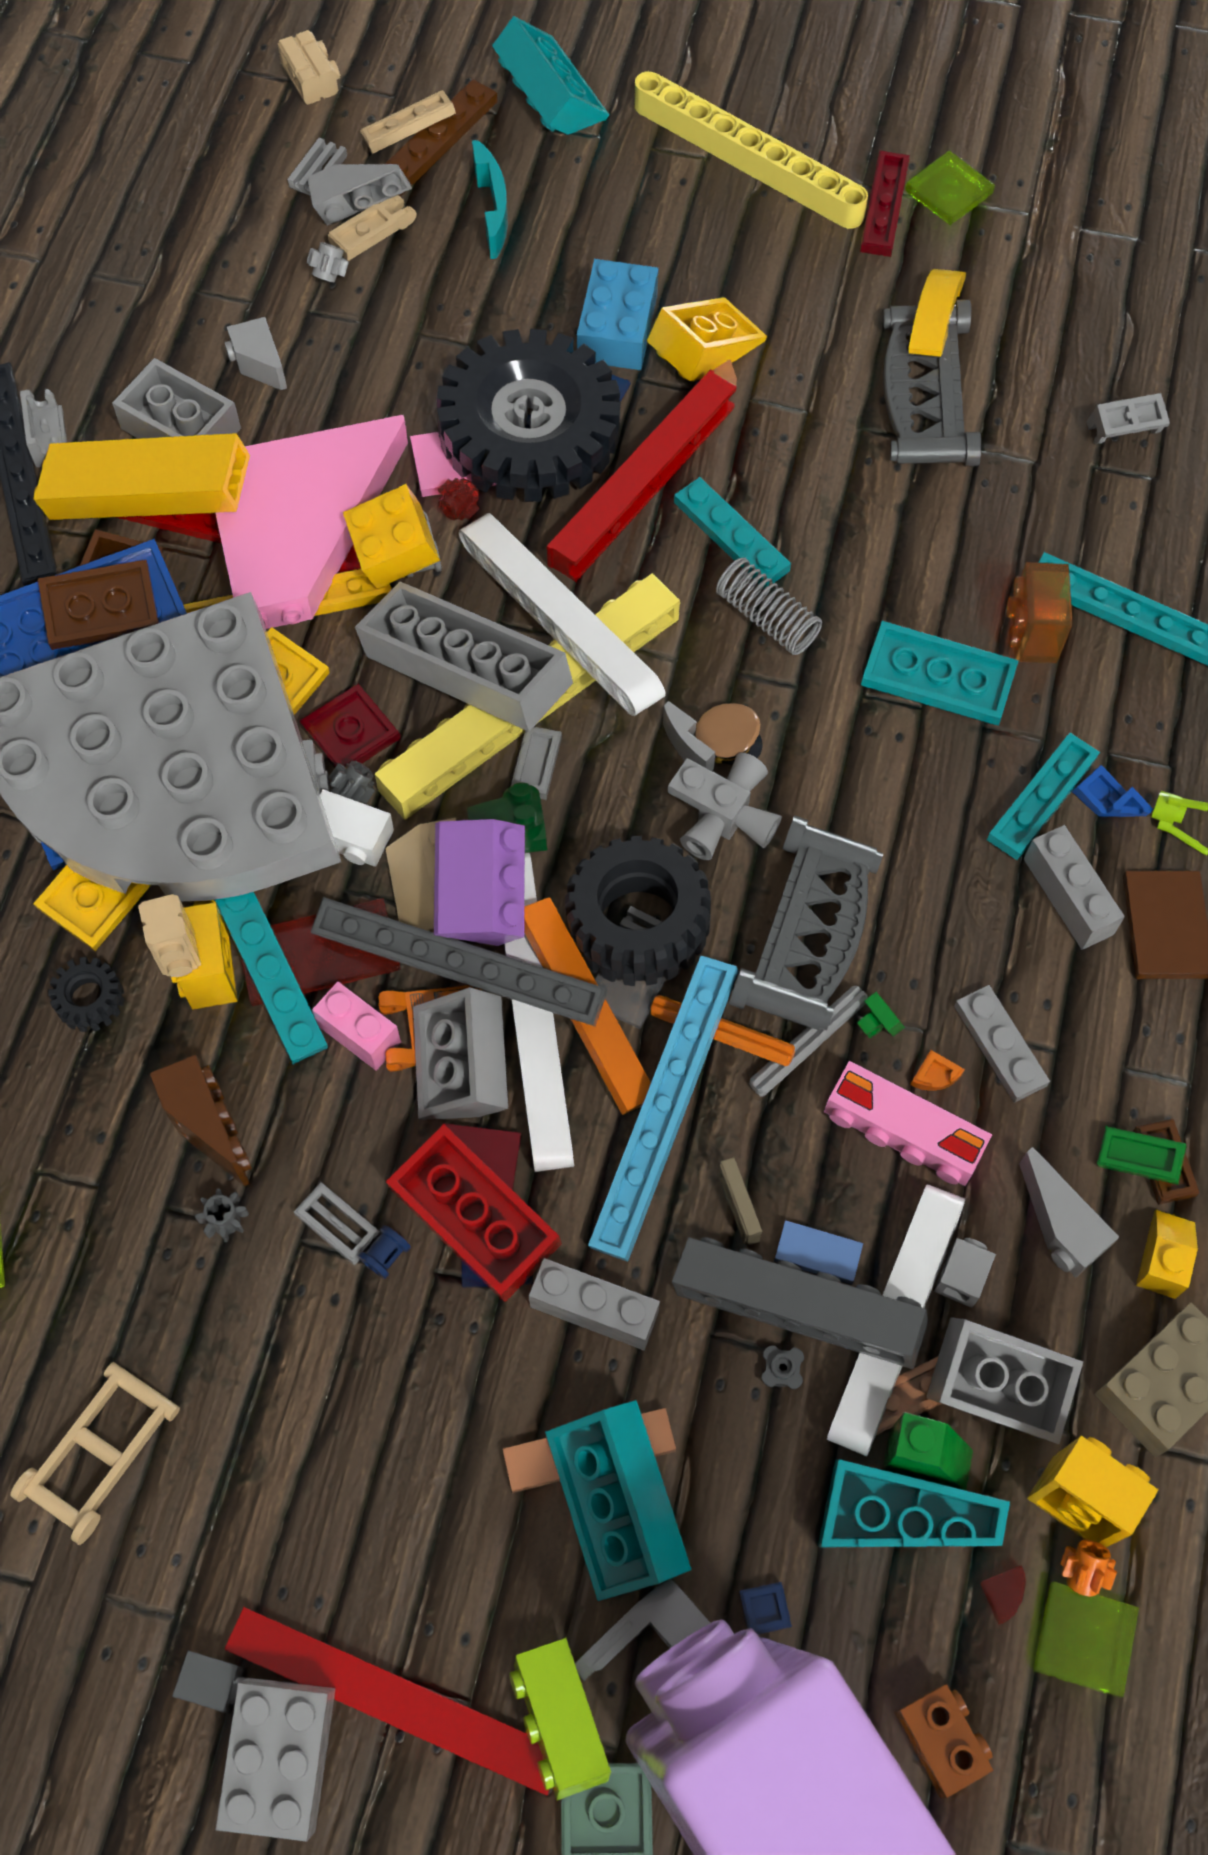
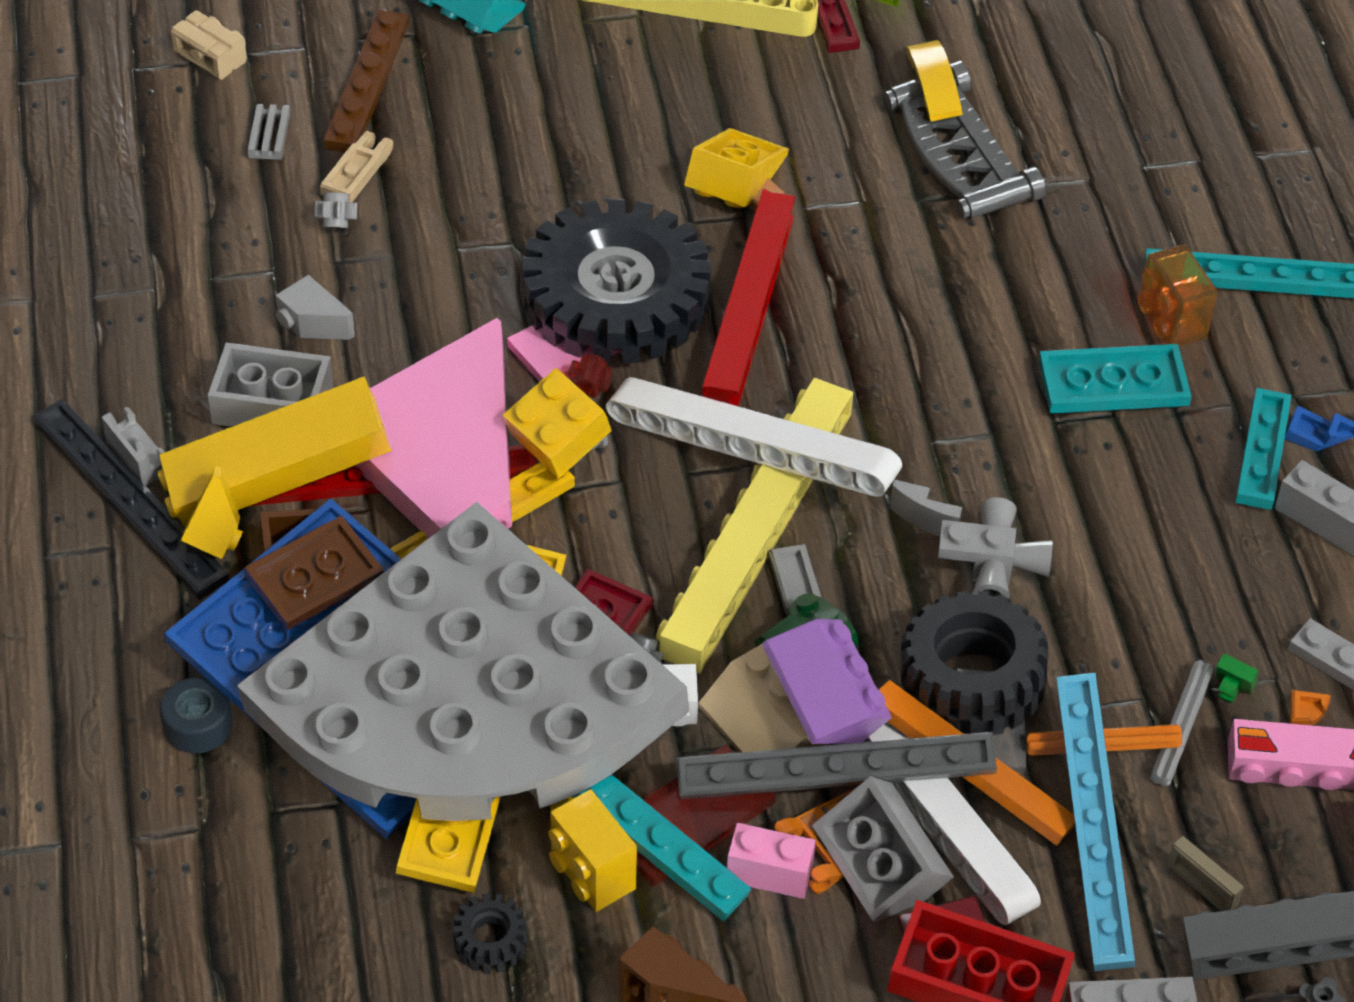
camera: 25 degrees left, 15 degrees down
(60, 519) = (214, 518): none -> yellow slope
(169, 935) = (581, 821): tan brick -> none
(354, 187) = (325, 136): light grey slope -> none
(407, 121) = (339, 64): tan tile -> none
(465, 655) = (688, 501): light grey brick -> none
(489, 174) = (443, 85): teal slope -> none
(618, 312) = (644, 166): dark azure brick -> none
(730, 530) = (857, 324): teal plate -> none
(730, 731) = (962, 486): medium nougat piece -> none
(741, 582) = (888, 355): light grey piece -> none
(773, 986) = (1125, 682): dark grey piece -> none
(819, 1251) = (1293, 886): medium blue tile -> none
(1128, 417) = (1153, 115): light grey hinge -> none

